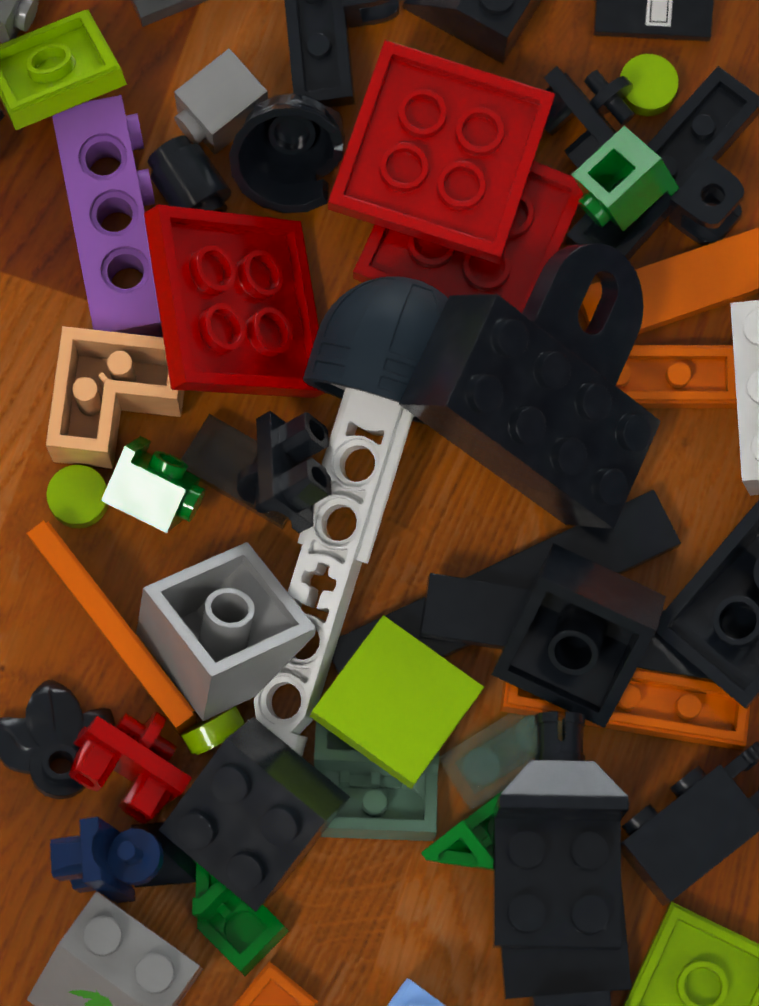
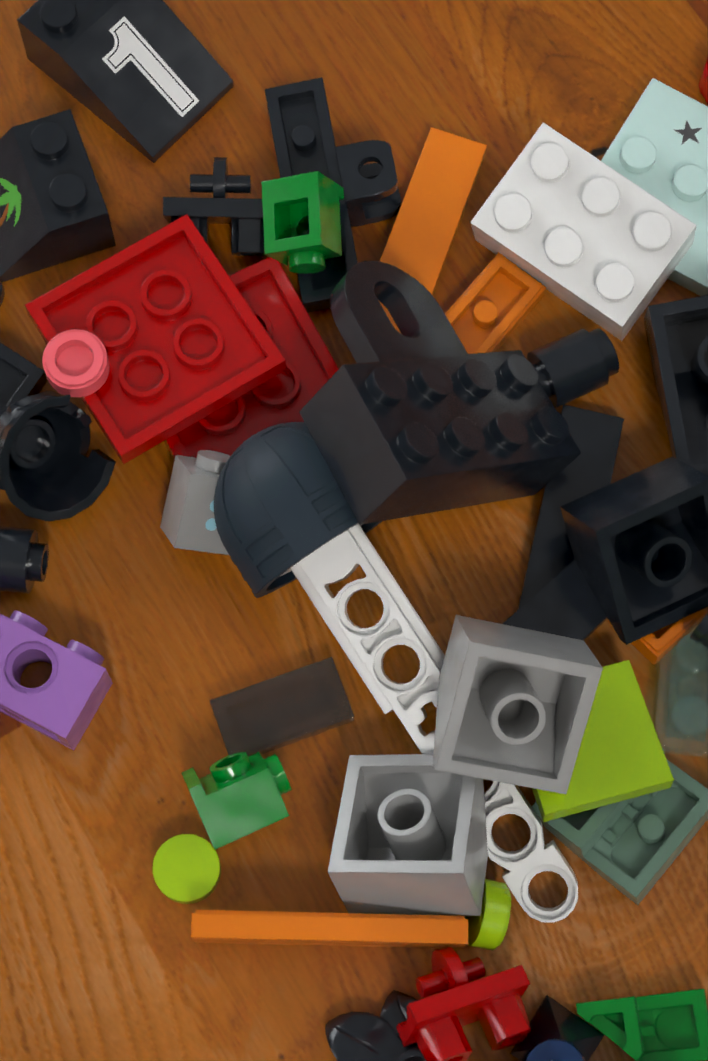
camera: 50 degrees left, 5 degrees down
(97, 380) = (107, 757): light nougat brick -> none
(233, 301) = (137, 600): red plate -> none
(253, 813) = (597, 936): black brick -> none
(283, 472) = (318, 681): black hips -> none
(336, 277) = (189, 503): none -> light grey brick
(368, 112) = (76, 363): none -> coral tile
(368, 621) = (513, 704): none -> light grey slope
(653, 83) = (234, 142): lime tile -> none
(686, 471) = (575, 365): none -> black brick

